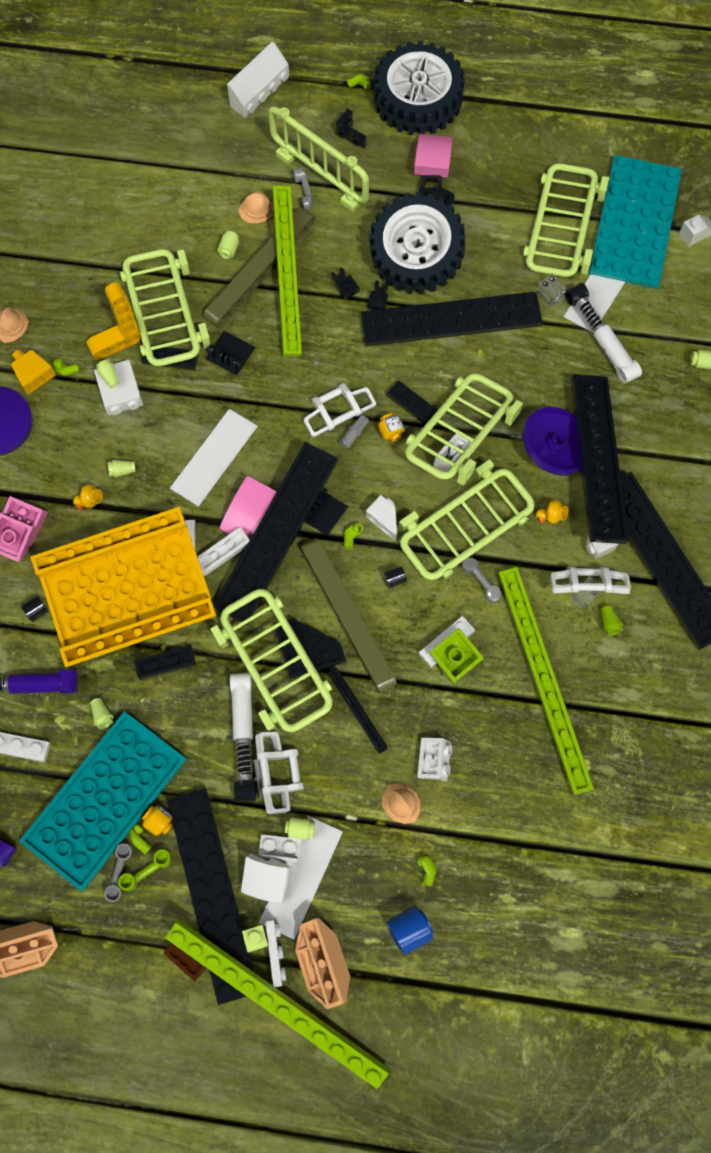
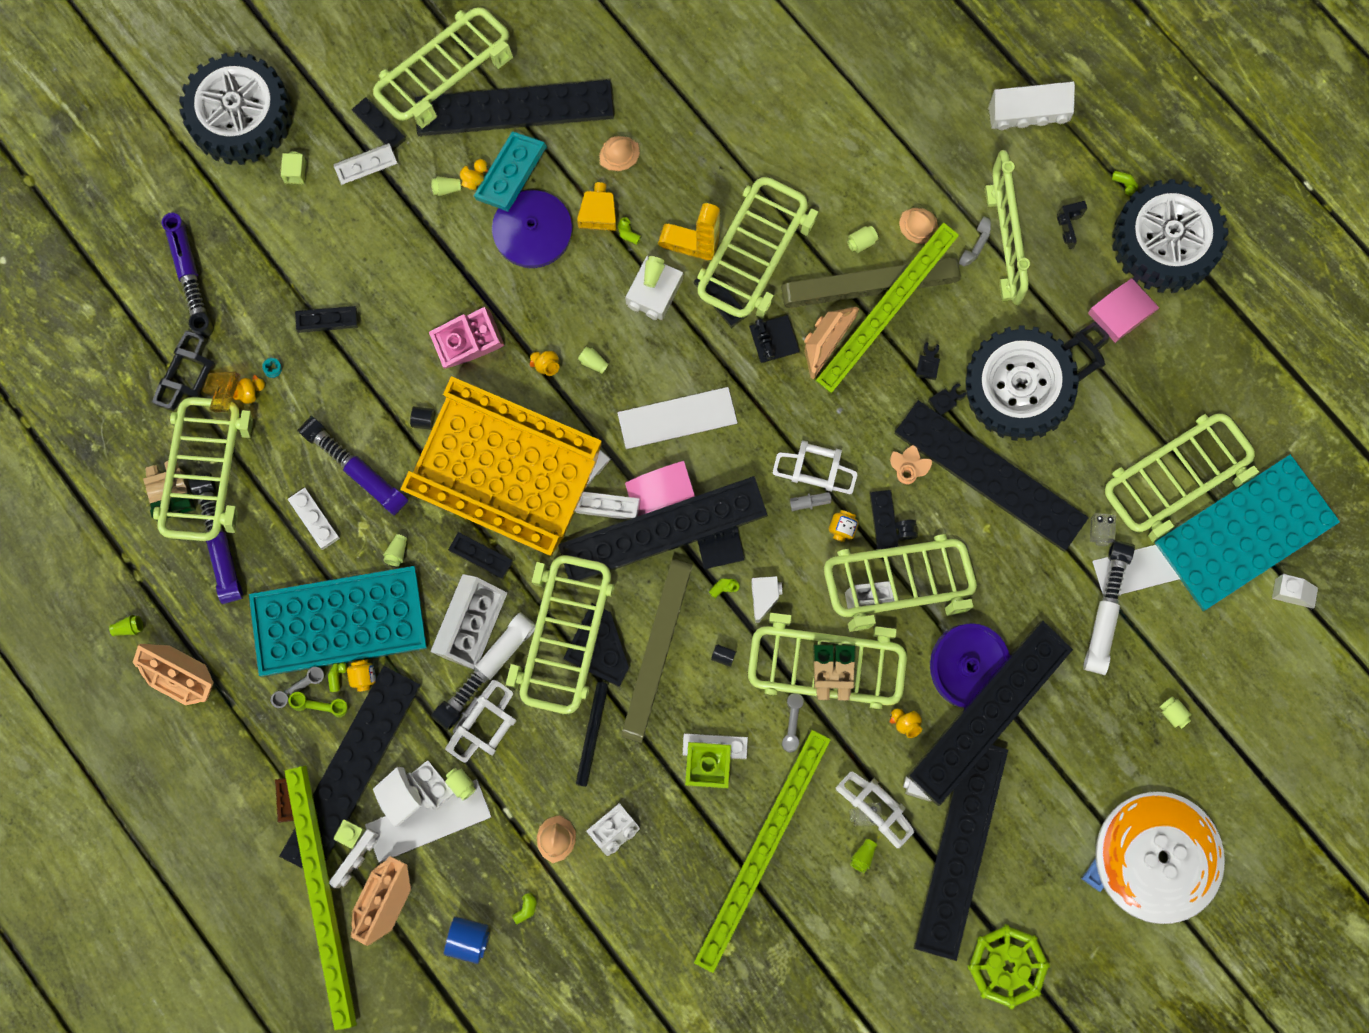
camera: 45 degrees right, 5 degrees up
(199, 713) = (469, 621): none -> white slope
(264, 323) = (826, 337): none -> light nougat wedge
(395, 354) = (911, 463): none -> light nougat plate
(433, 395) = (906, 530): none -> black wheel
(476, 519) = (833, 677): none -> tan hips

